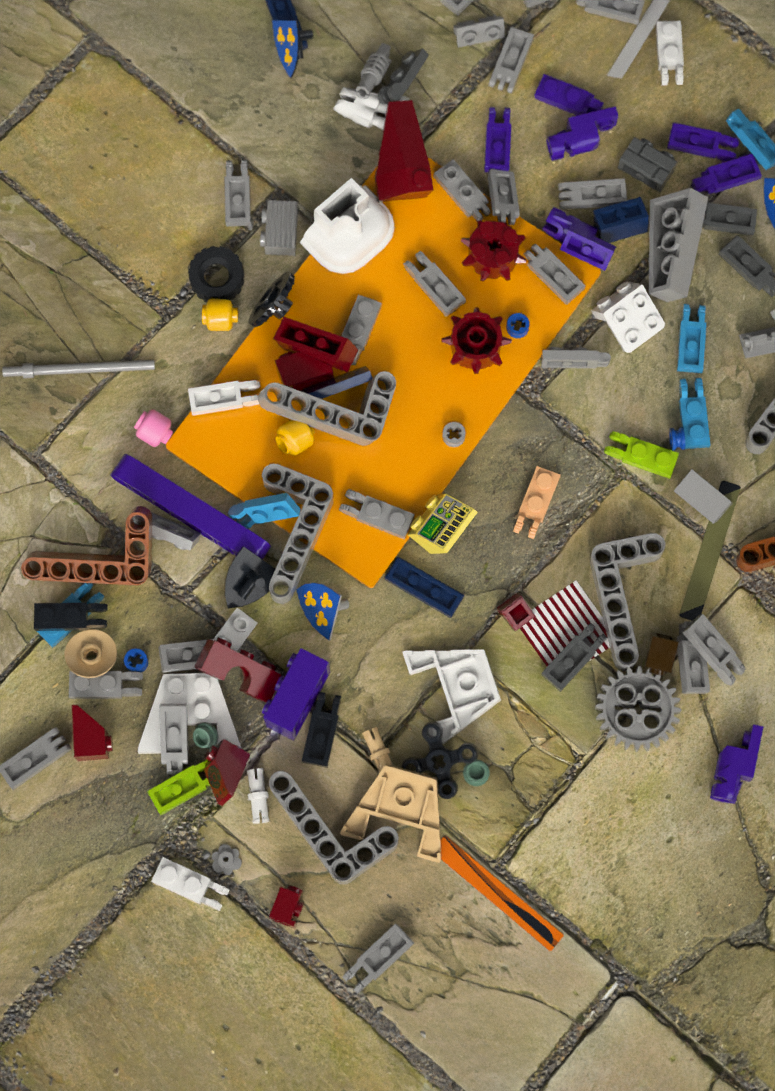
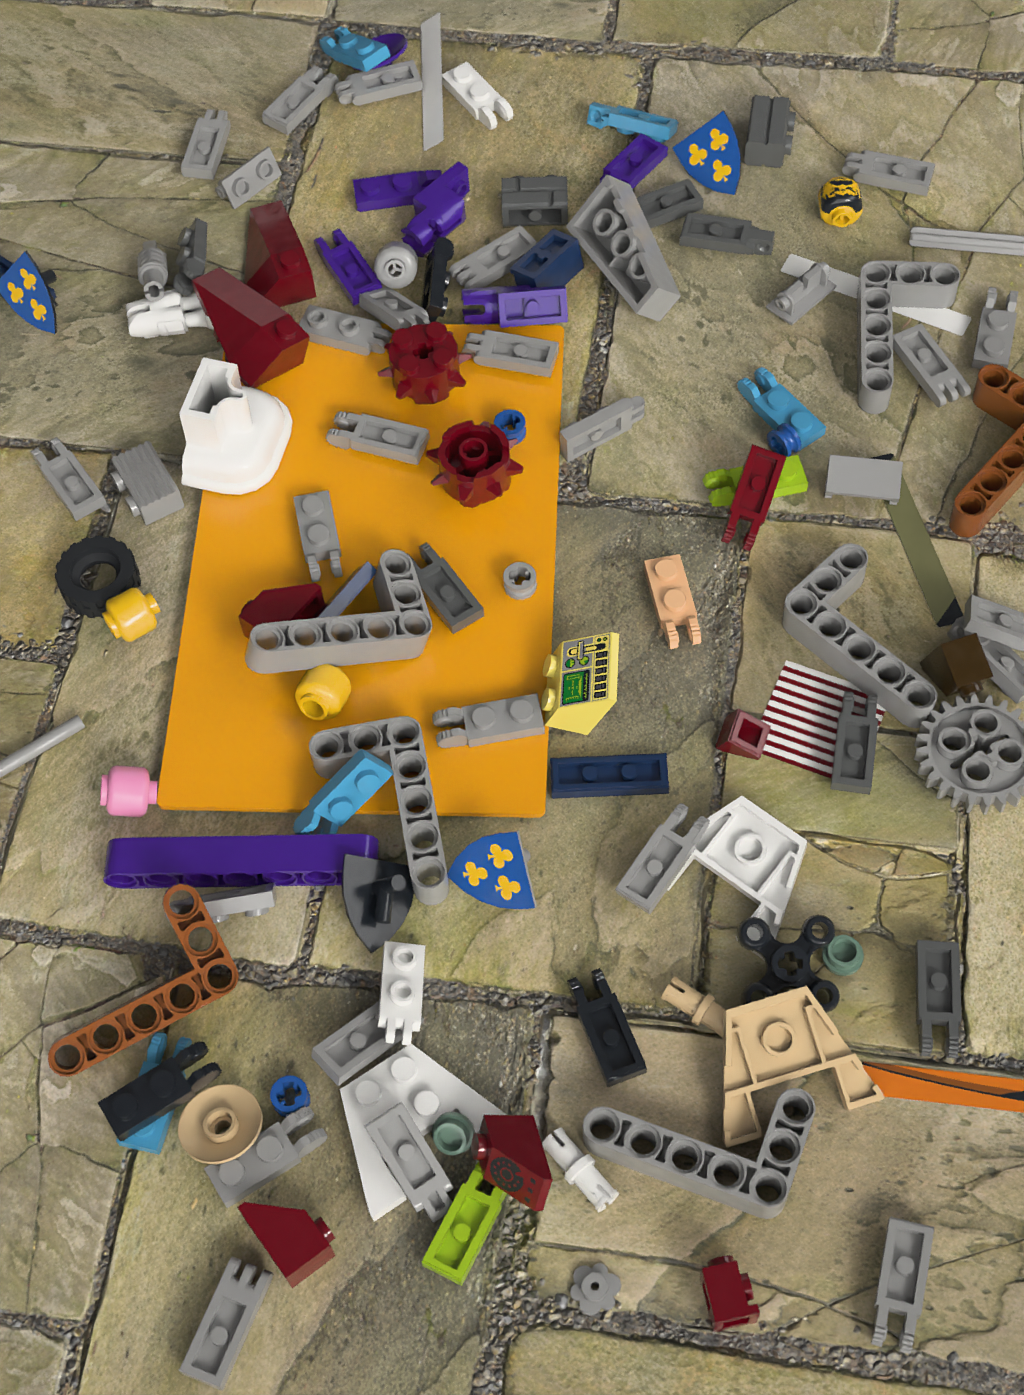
camera: 30 degrees left, 15 degrees down
(187, 883) = (564, 1357): white hinge -> none
(219, 658) = (475, 1008): dark red arch -> none
(222, 397) = (197, 701): white hinge -> none
(273, 301) = (192, 557): black gear -> none
(296, 693) = (540, 997): dark purple brick -> none
(316, 343) = (278, 564): dark red brick -> none
(405, 414) = (446, 591): none -> dark grey hinge
(413, 658) = (661, 860): none -> light grey hinge
(456, 107) = (276, 258): none -> dark red wedge
(510, 826) = (938, 994): none -> dark grey hinge
(511, 59) = (305, 184): light grey hinge -> none
(526, 161) = (396, 253): none -> light grey head
(545, 187) = (437, 279): none -> black hinge
(629, 315) = (631, 348): white bracket -> none
(629, 465) = (754, 493): none -> dark red hinge
(692, 341) = (720, 338): dark azure hinge -> none
(701, 142) = (577, 152): dark purple hinge -> none

